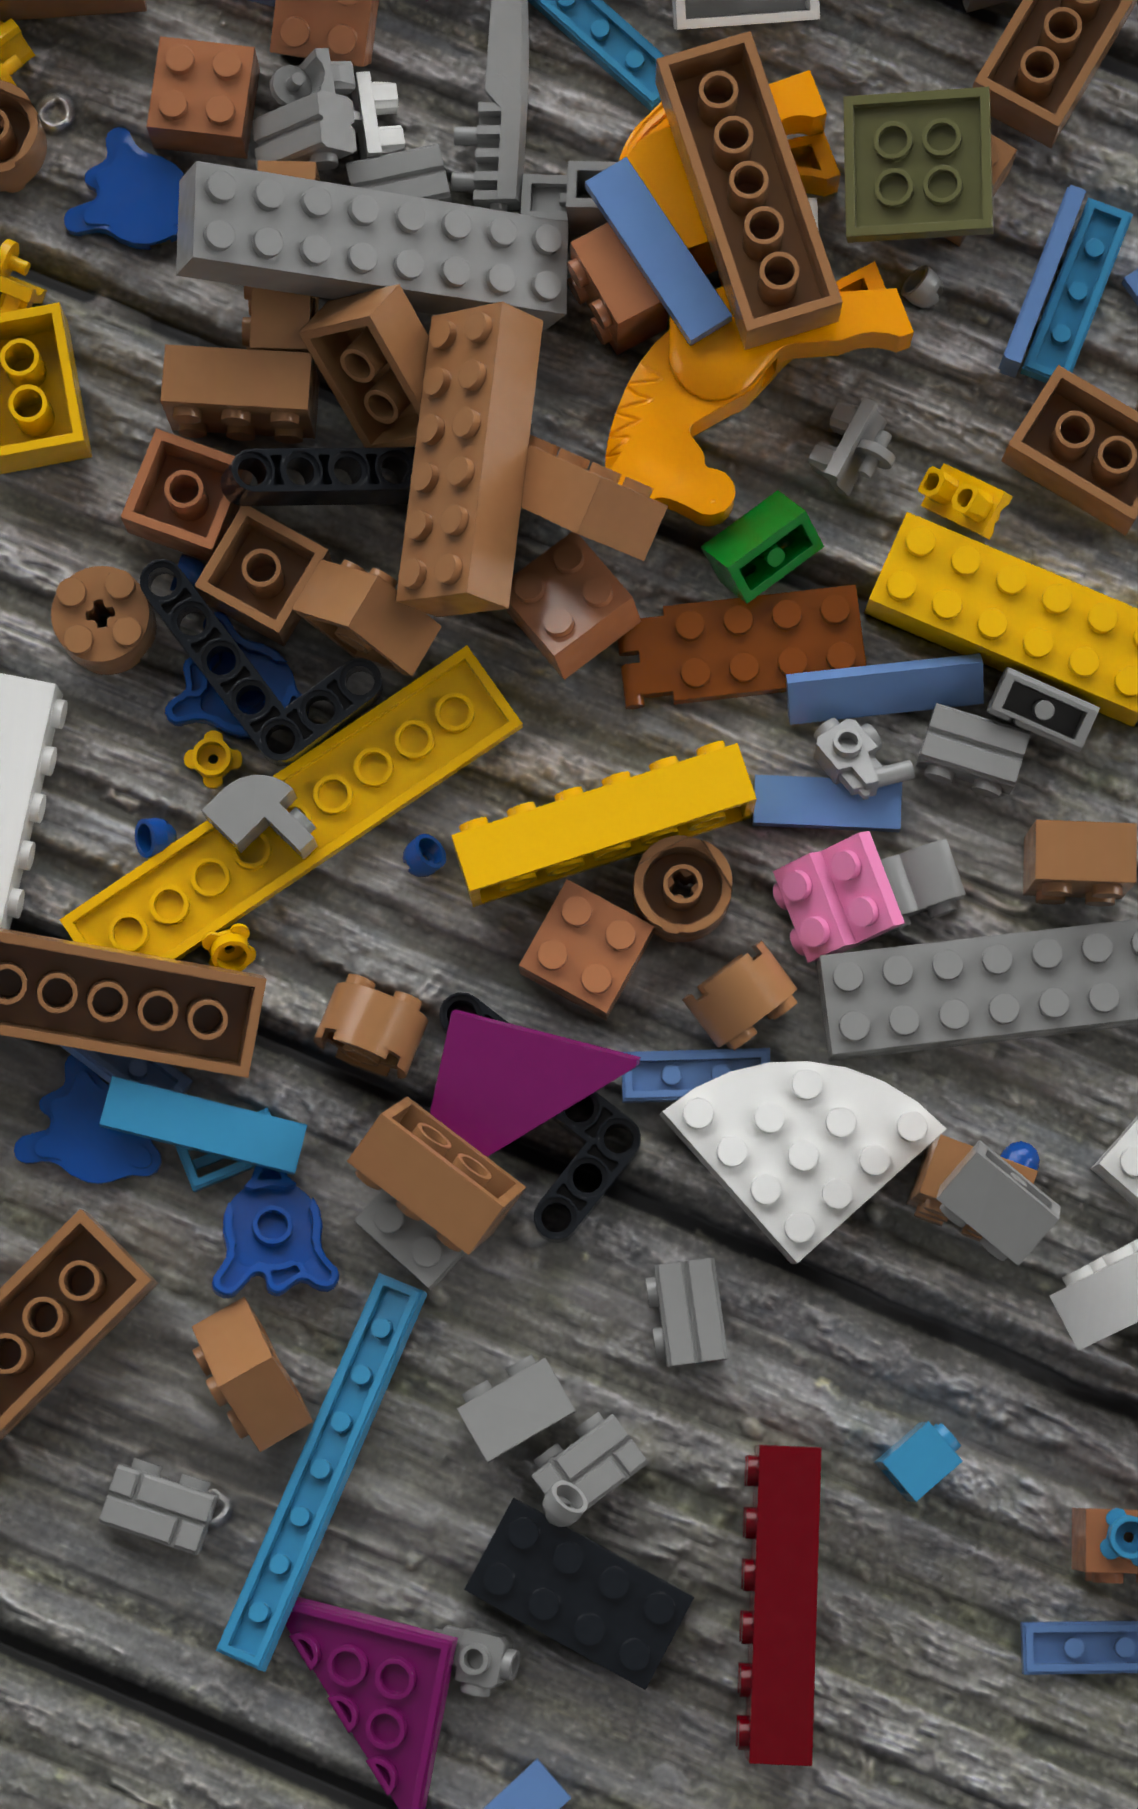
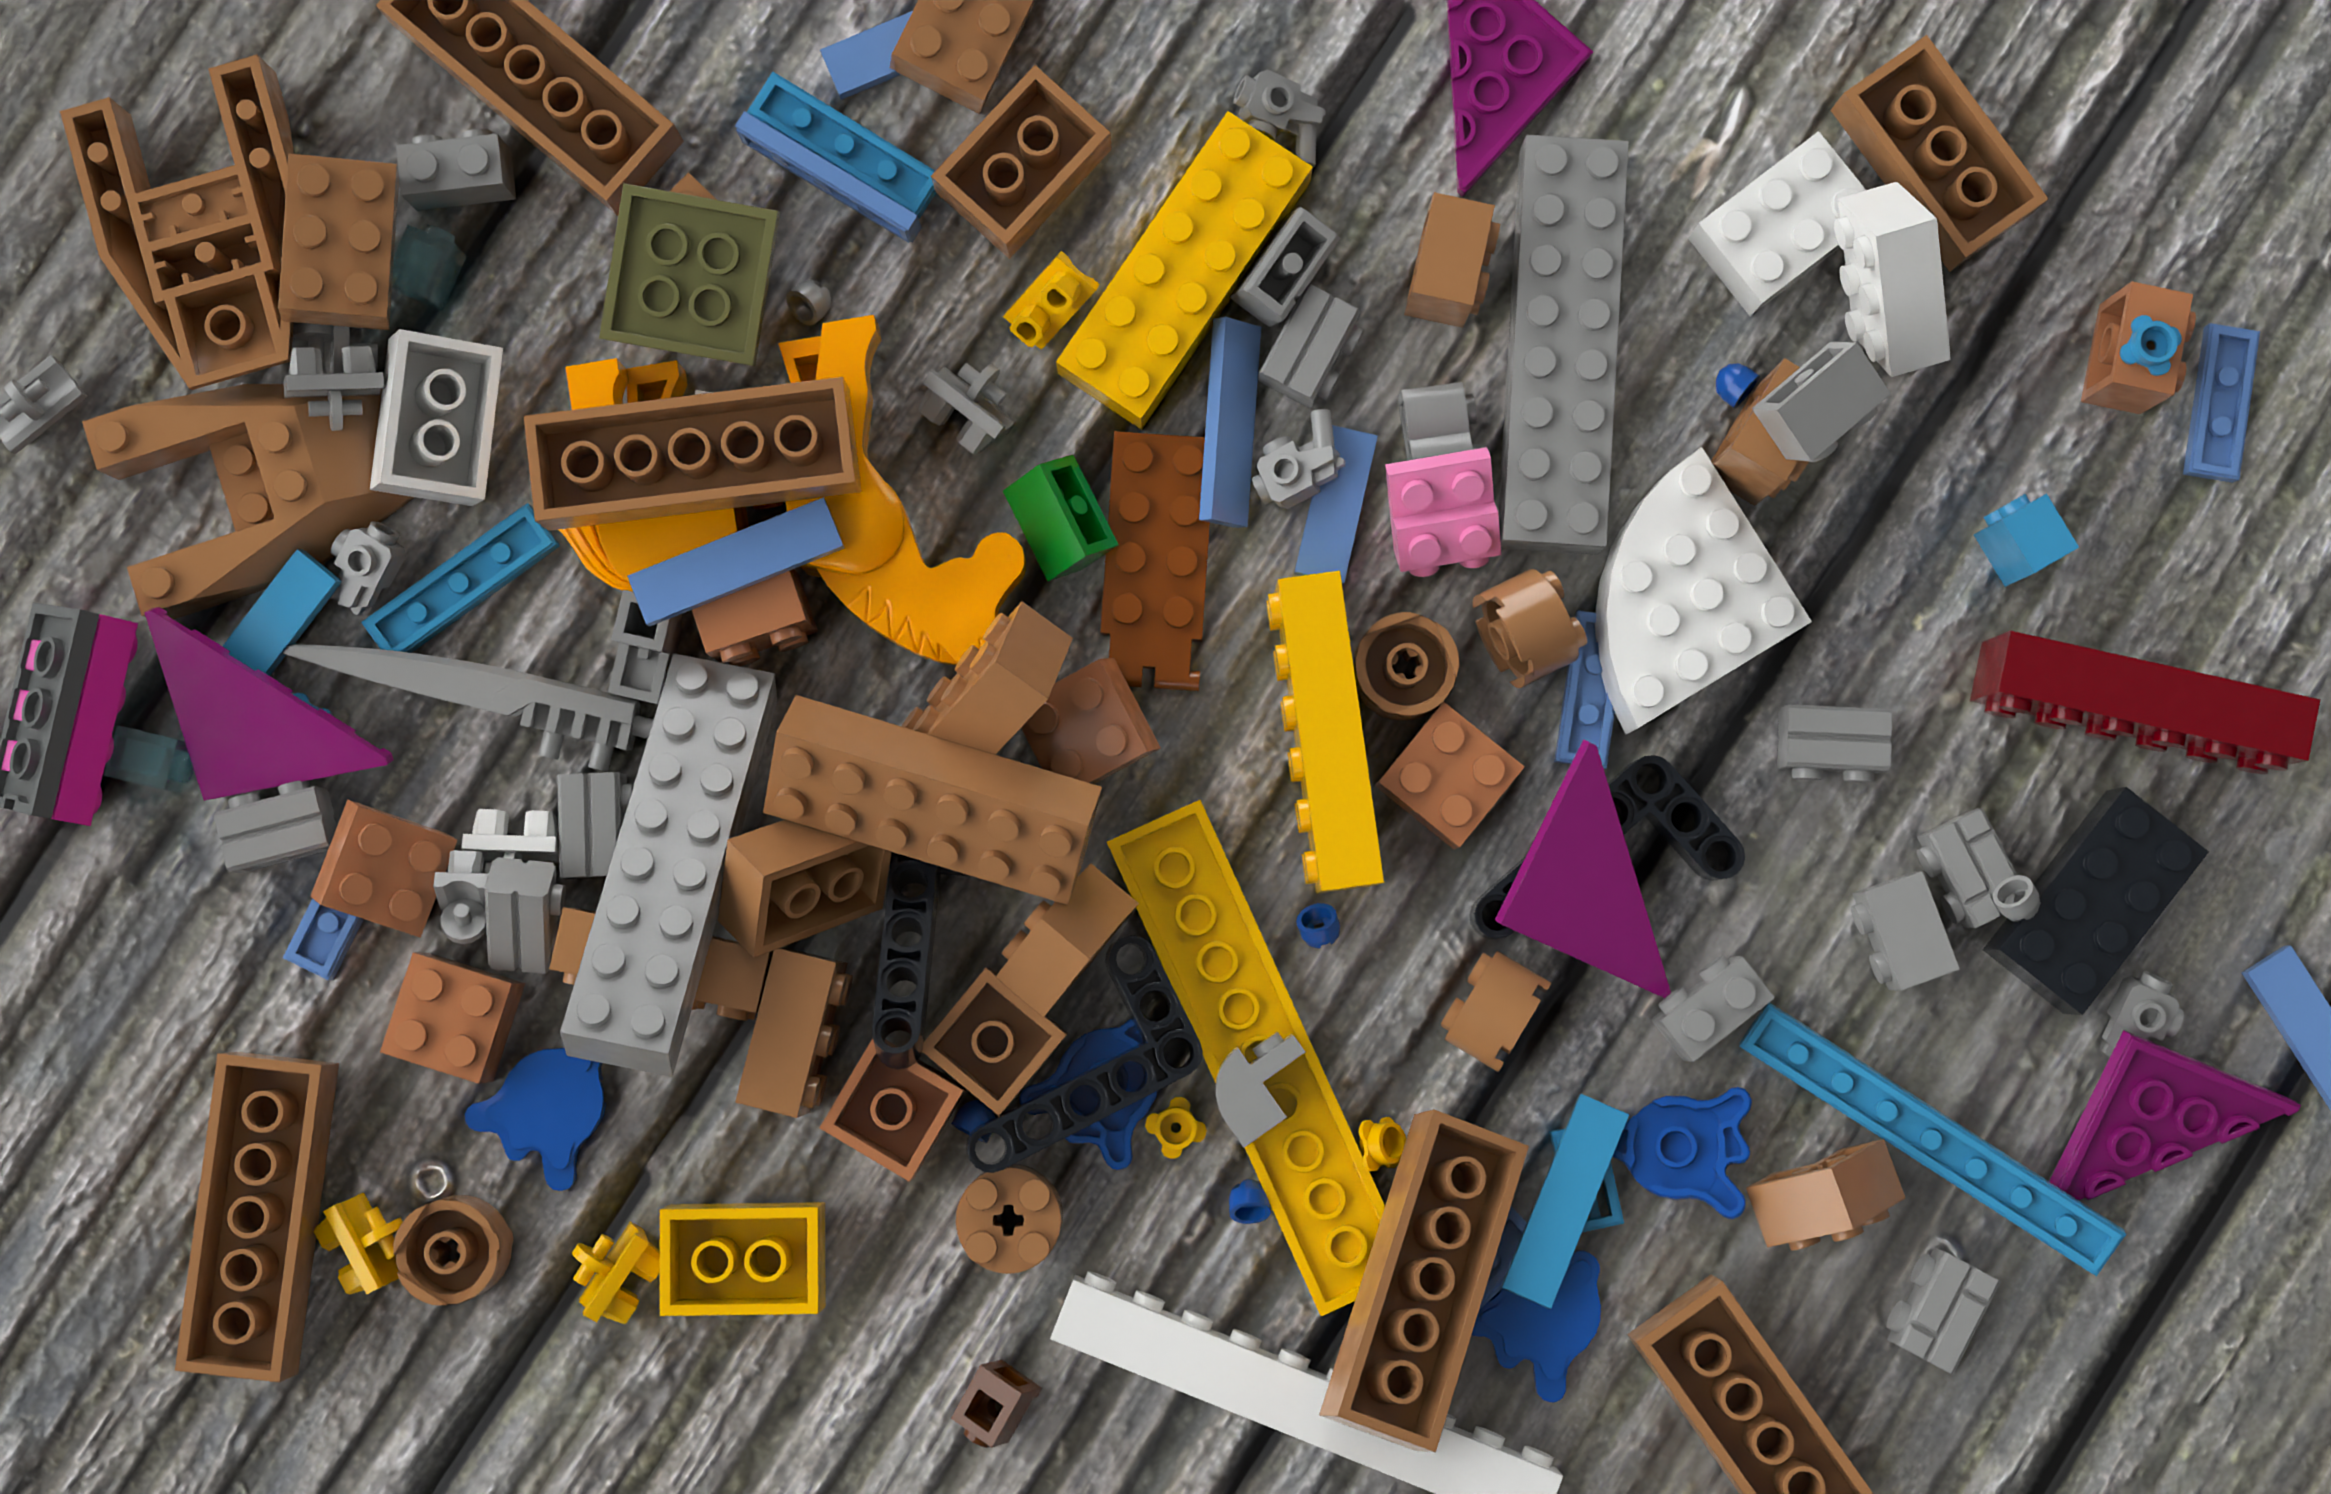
camera: 80 degrees left, 5 degrees up
(435, 1175) = (1669, 968): medium nougat brick -> none

